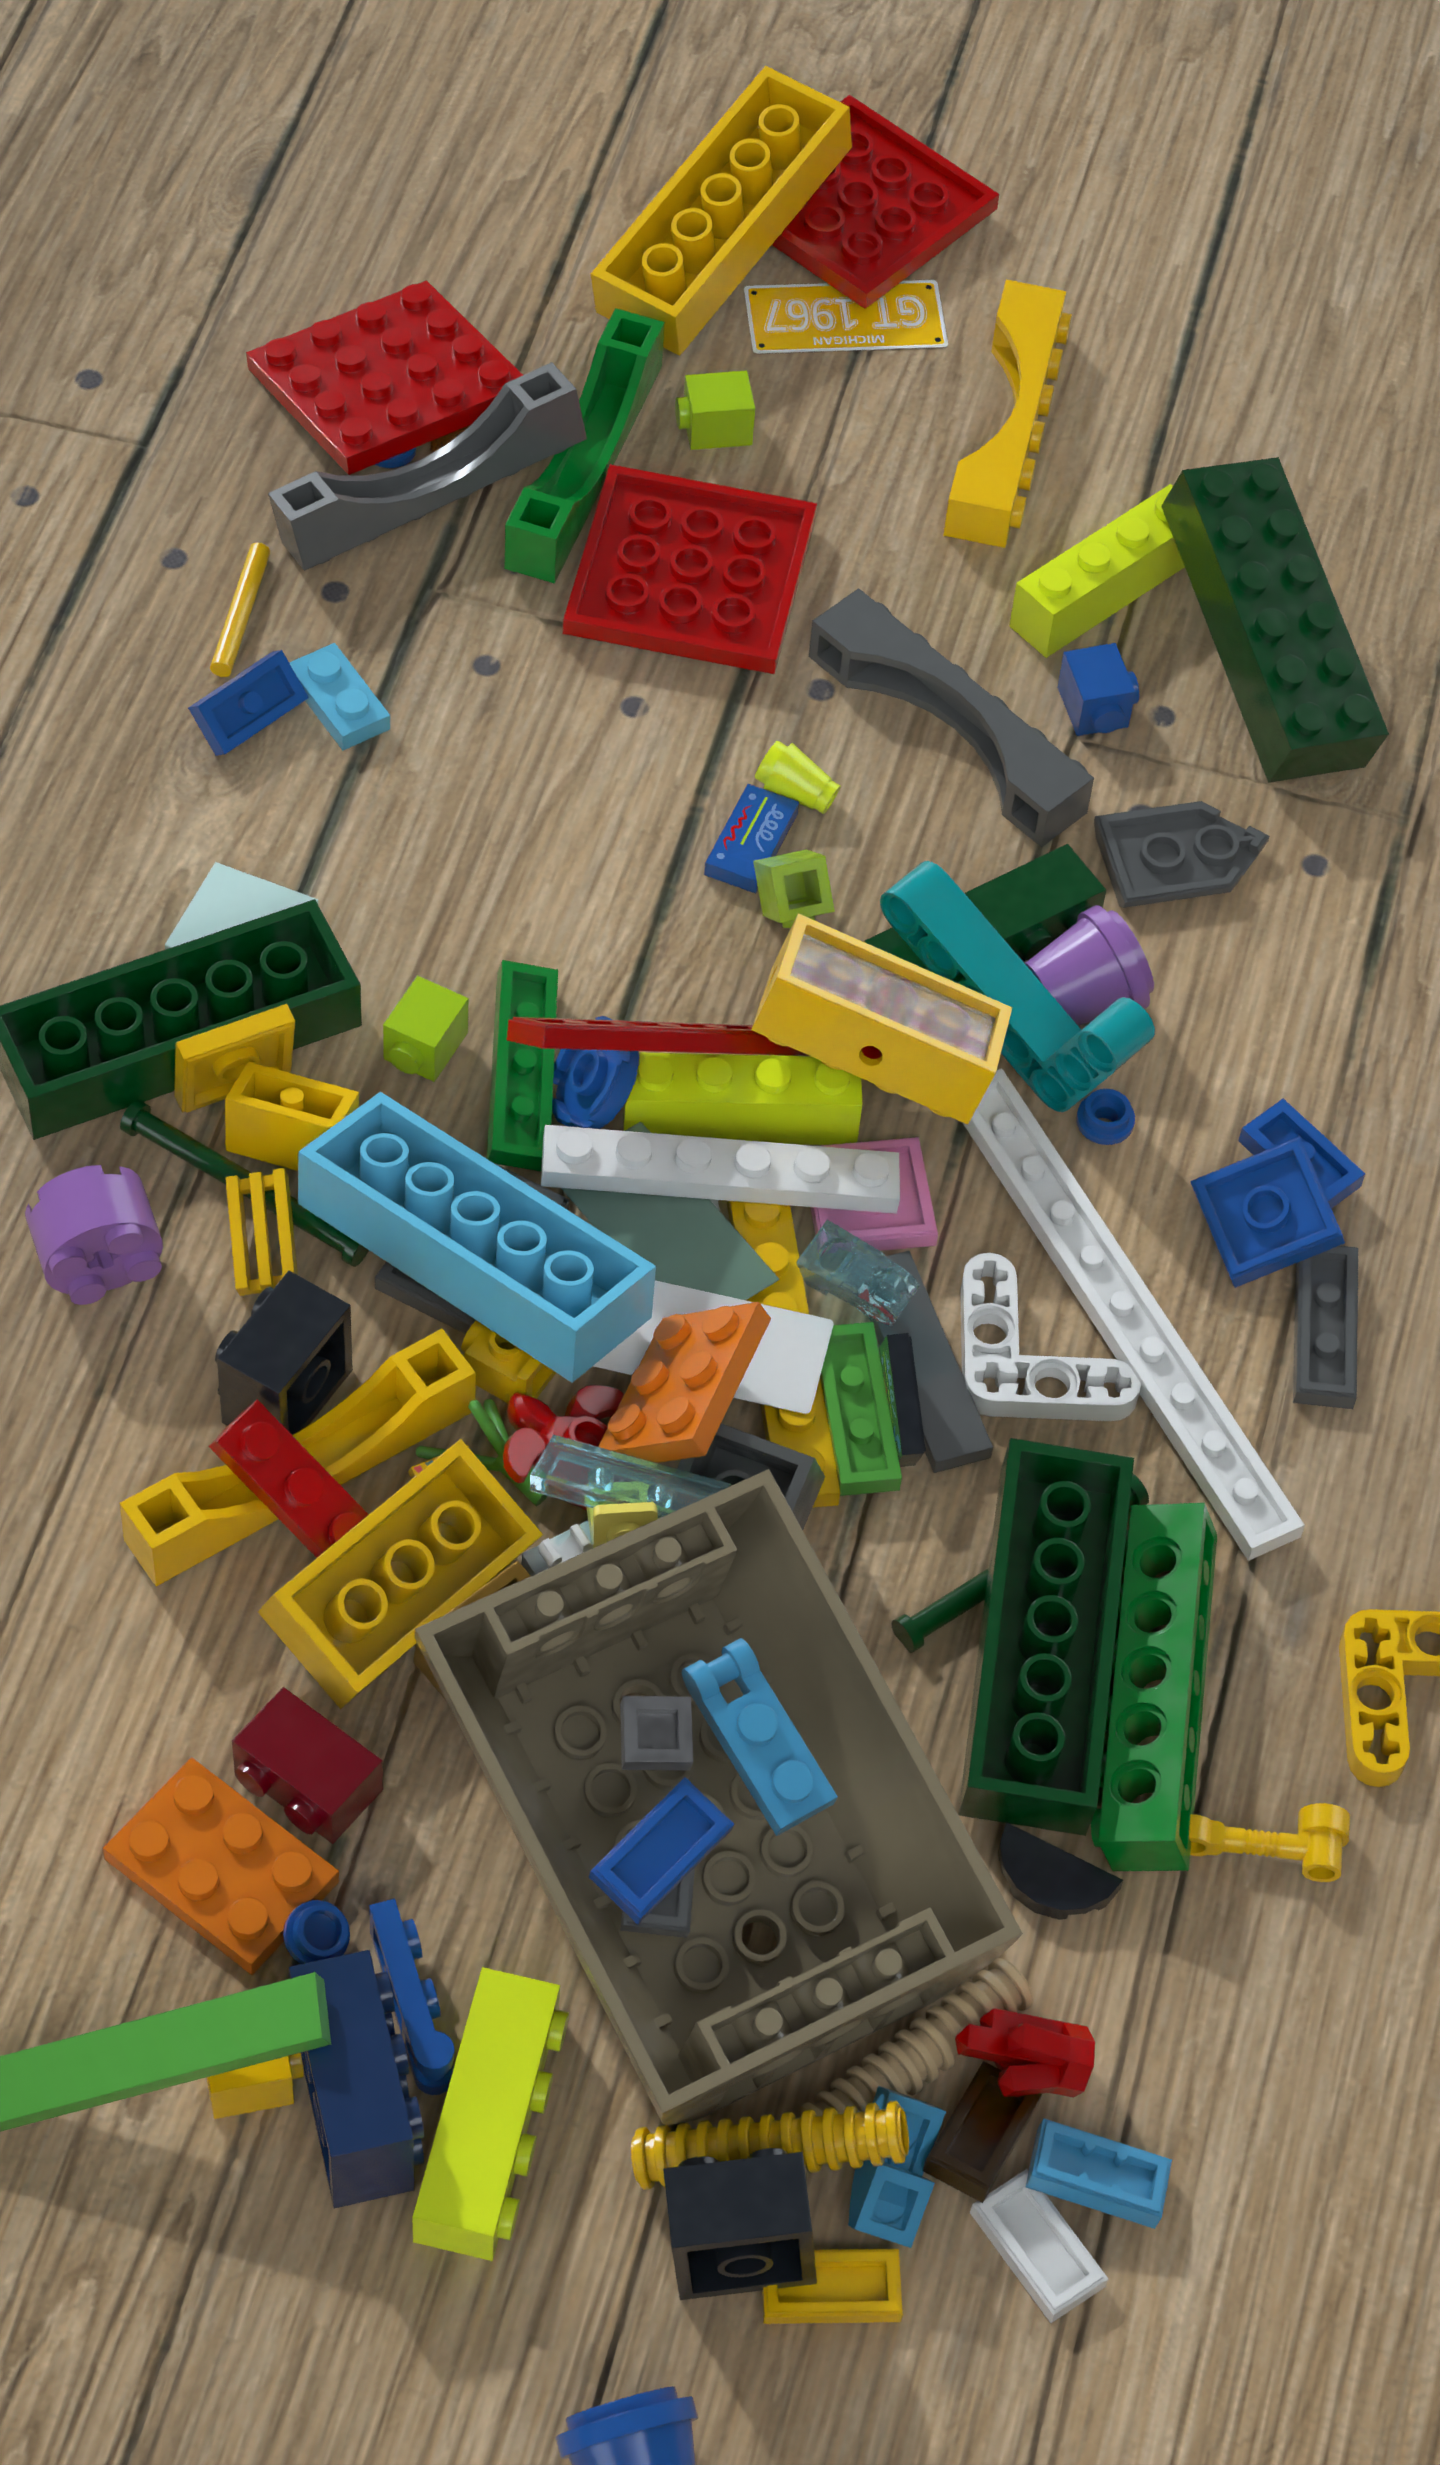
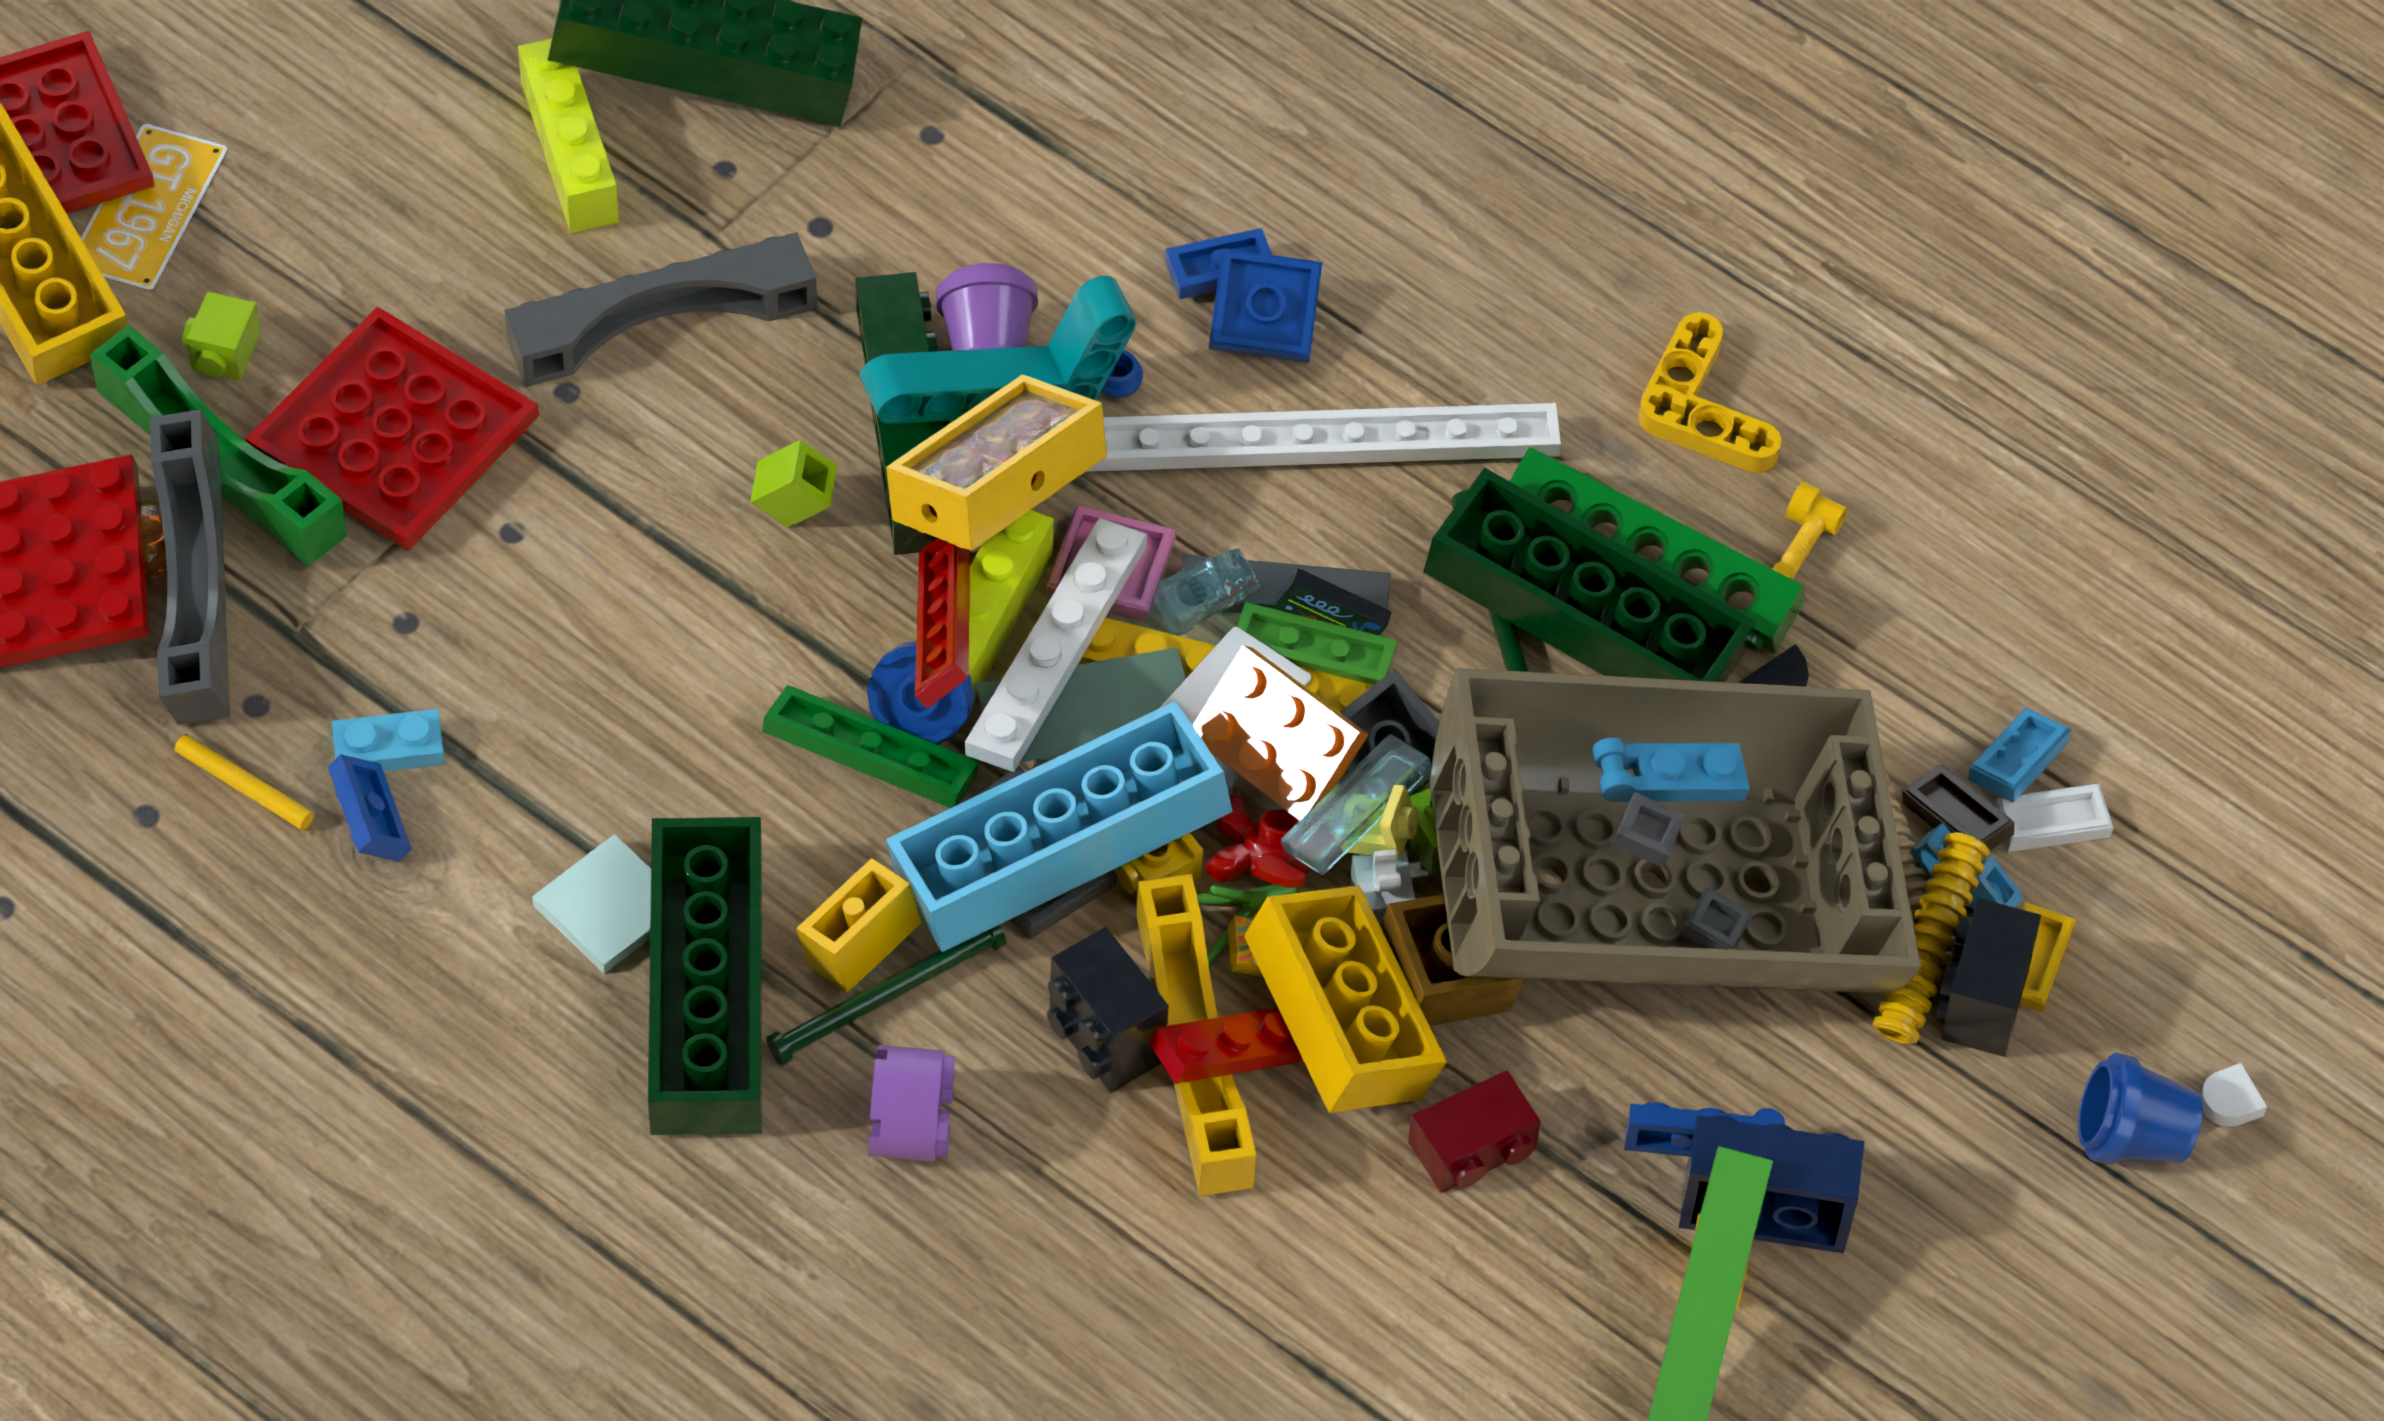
camera: 65 degrees left, 0 degrees up
(214, 1059) = (780, 941): yellow tile -> none
(219, 1864) = (1527, 1226): orange plate -> none
(257, 1185) = (957, 972): yellow tile -> none
(316, 1932) = (1621, 1176): blue plate -> none
(425, 1029) = (807, 798): lime brick -> none
(487, 2115) = (1767, 1073): neon yellow brick -> none
(661, 1850) = (1732, 873): blue tile -> none
(751, 834) = (708, 500): blue tile -> none
(795, 776) = (666, 442): neon yellow cone -> none
(988, 482) = (272, 83): yellow arch -> none
(1006, 1365) = (1311, 534): white beam -> none
(1032, 2052) = (1922, 740): red rock -> none
(1097, 689) = (690, 197): blue brick -> none
(1174, 852) = (877, 220): dark grey tile -> none
(1326, 1329) = (1381, 320): dark grey tile -> none

